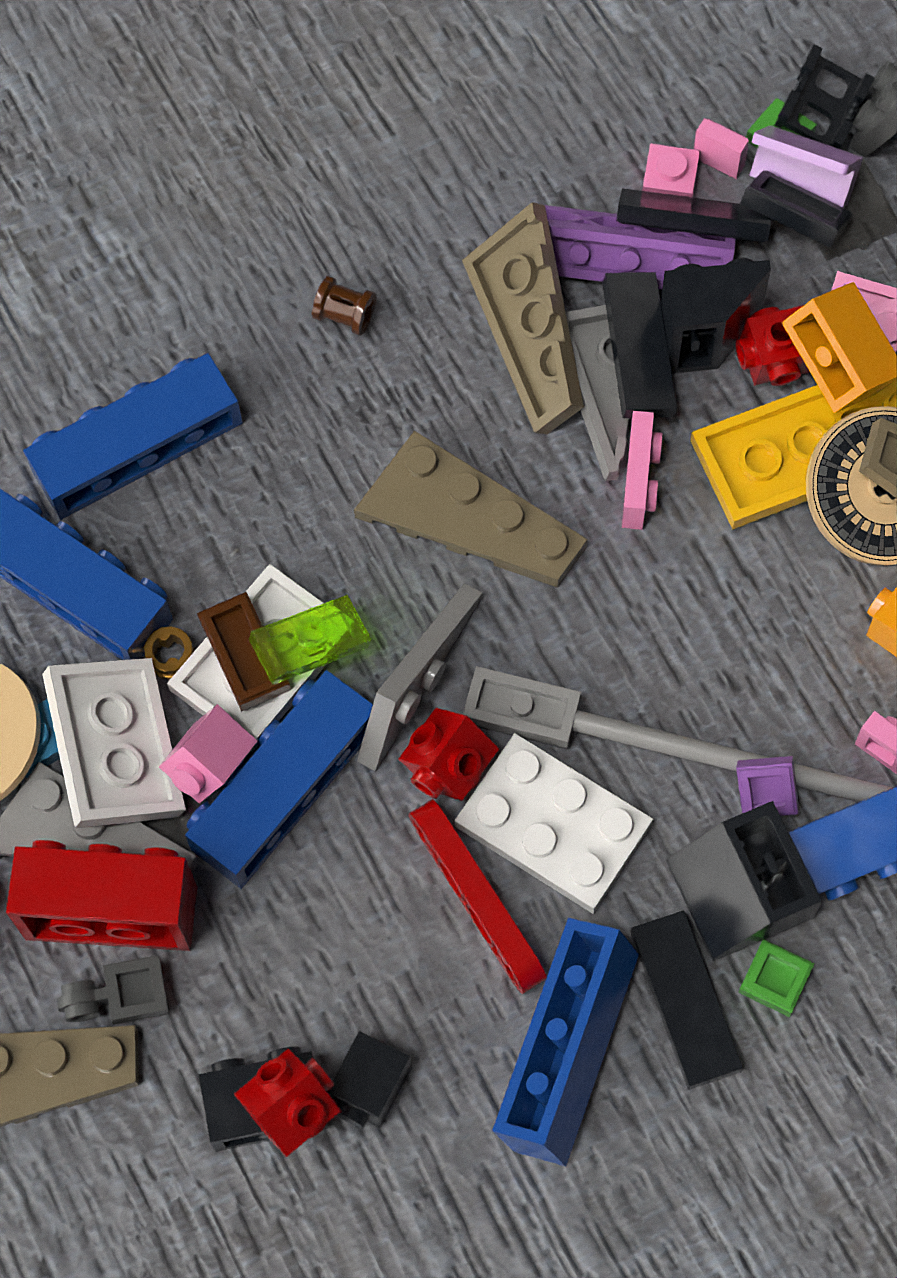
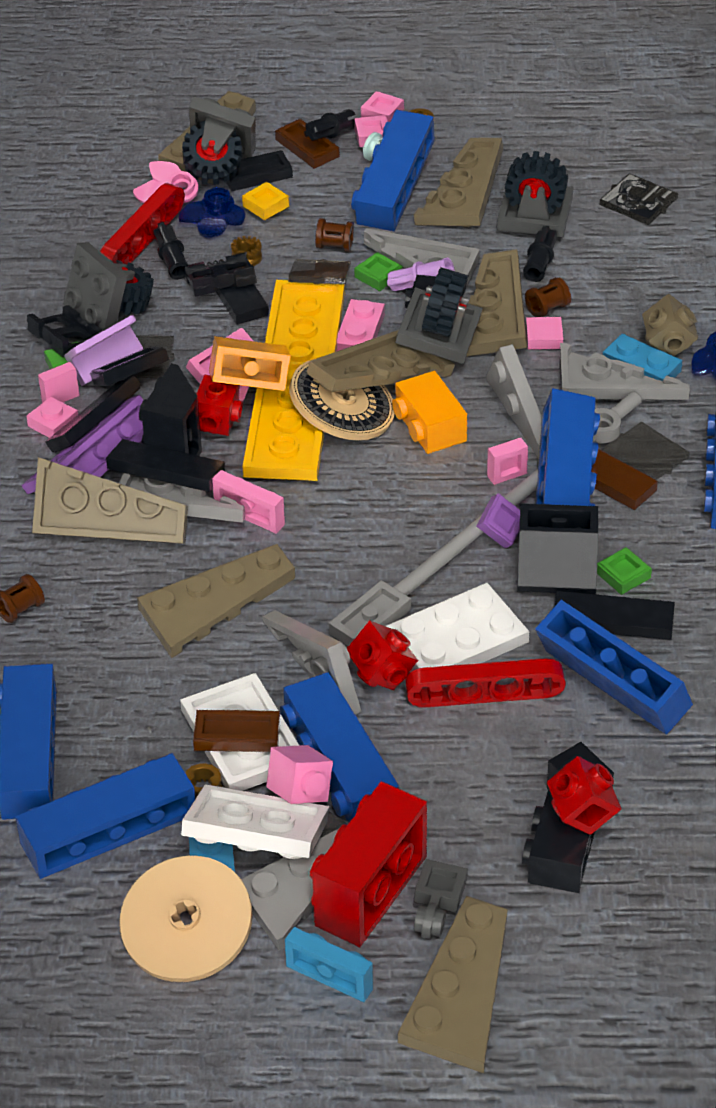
camera: 65 degrees left, 25 degrees down
(309, 639) = (256, 687): clear neon green plate -> none

